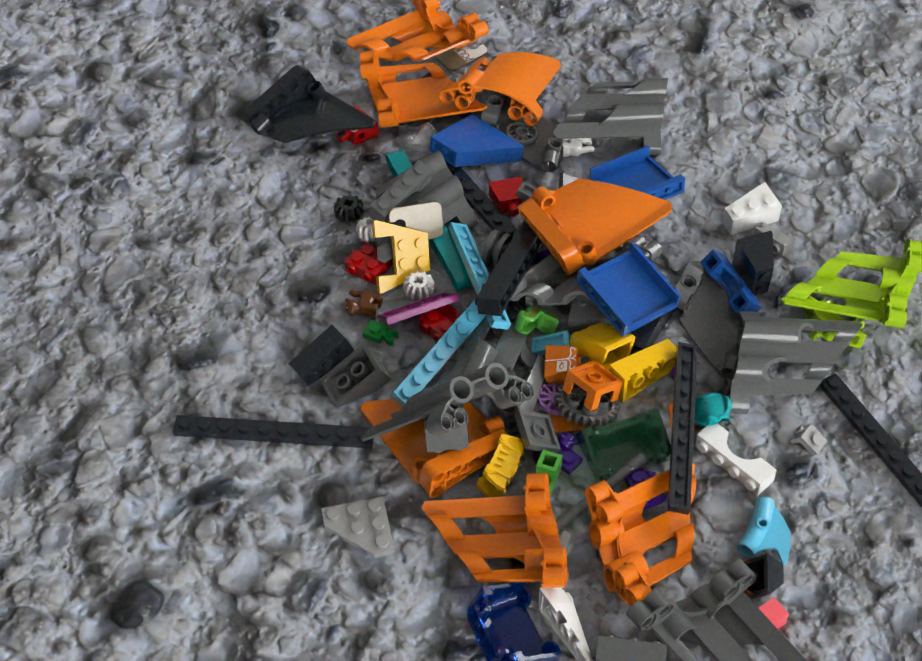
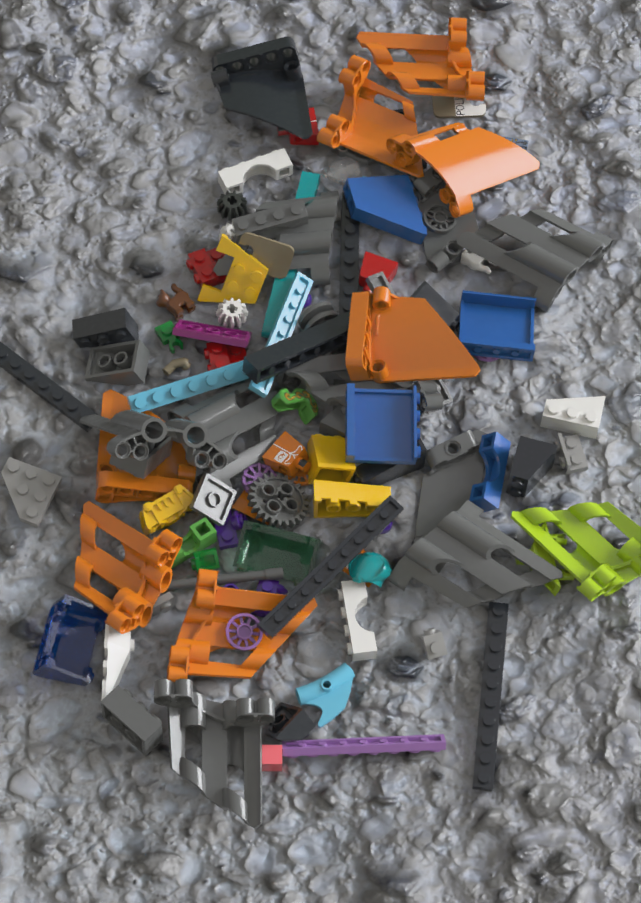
camera: 30 degrees right, 10 degrees up
(358, 162) = (275, 164): none -> white arch
(409, 346) = (176, 363): none -> dark tan arm
(539, 343) = (296, 429): medium azure tile -> none
(568, 488) = (205, 559): none -> green bracket
(595, 381) = (290, 485): orange panel -> none
(655, 525) = (243, 632): none -> medium lavender wheel
(835, 554) = (368, 745): none -> medium lavender plate

